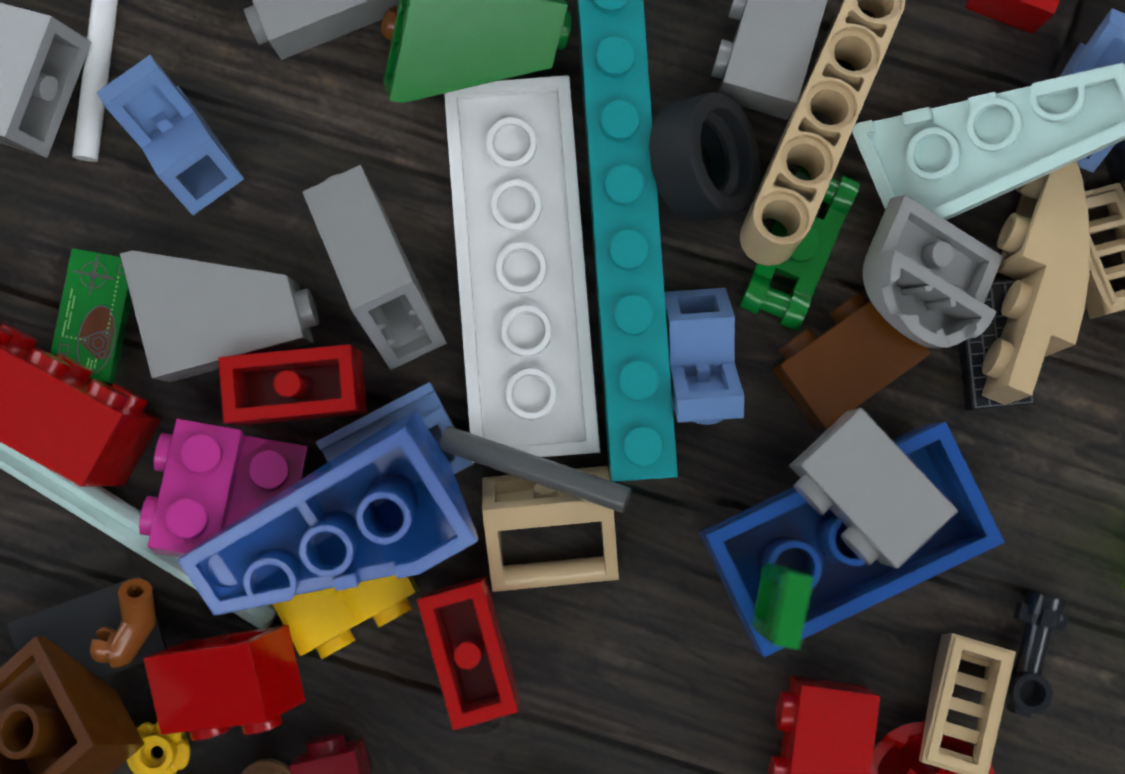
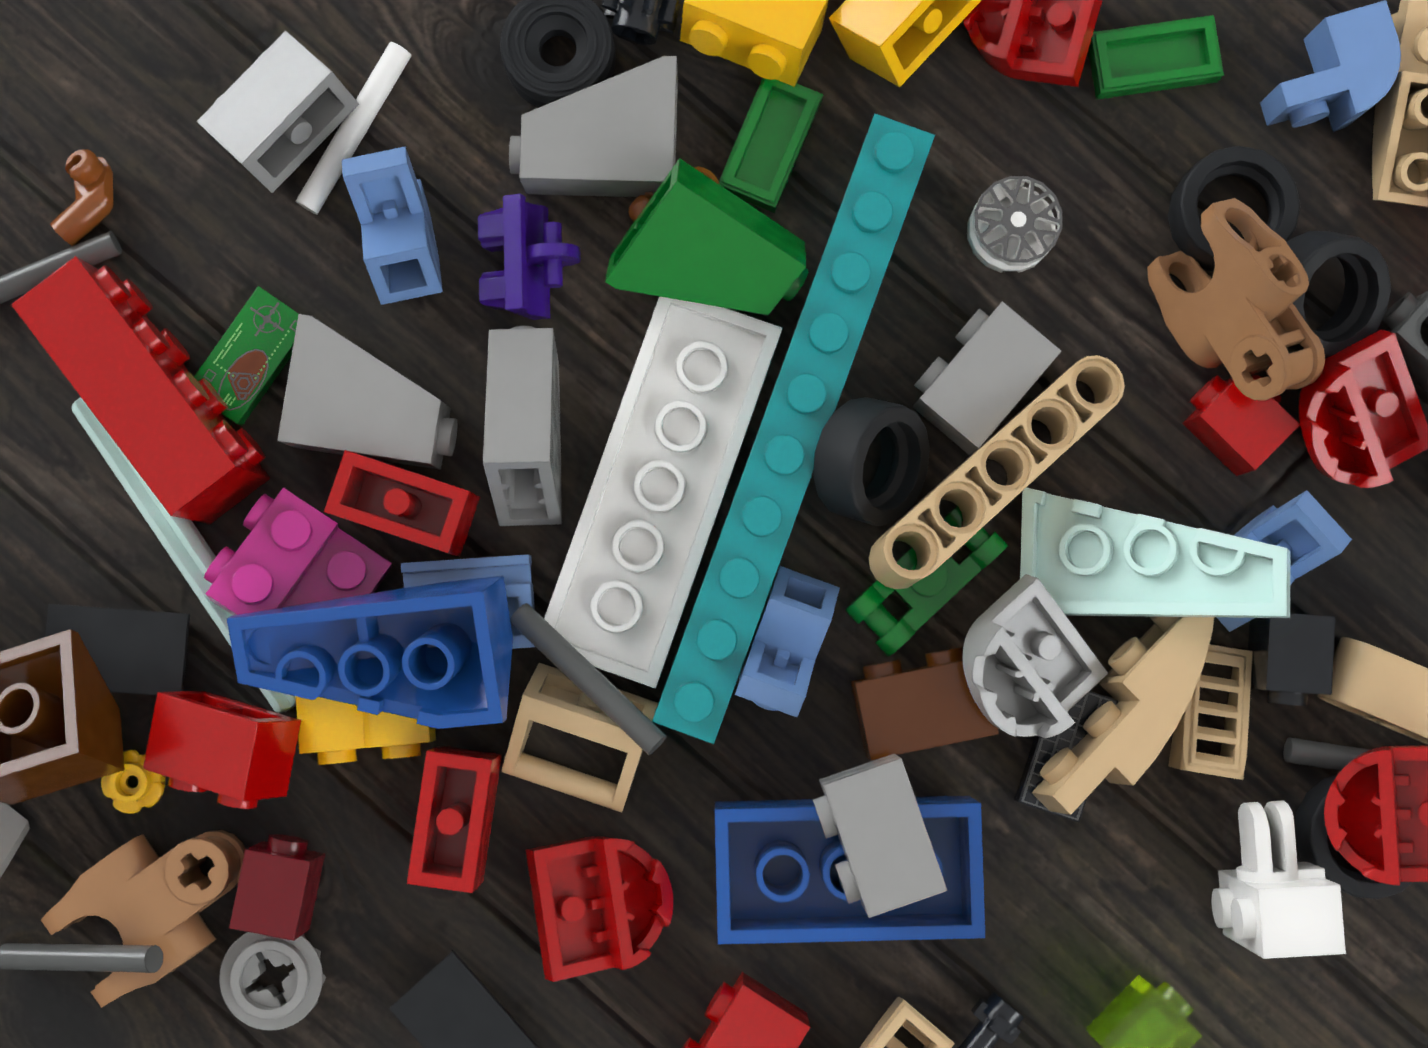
camera: 25 degrees right, 0 degrees up
(137, 622) = (167, 656): dark orange arm -> none
(314, 113) = (531, 257): none -> dark purple hips
(634, 673) = (597, 904): none -> red slope
(782, 605) = (749, 904): green tile -> none

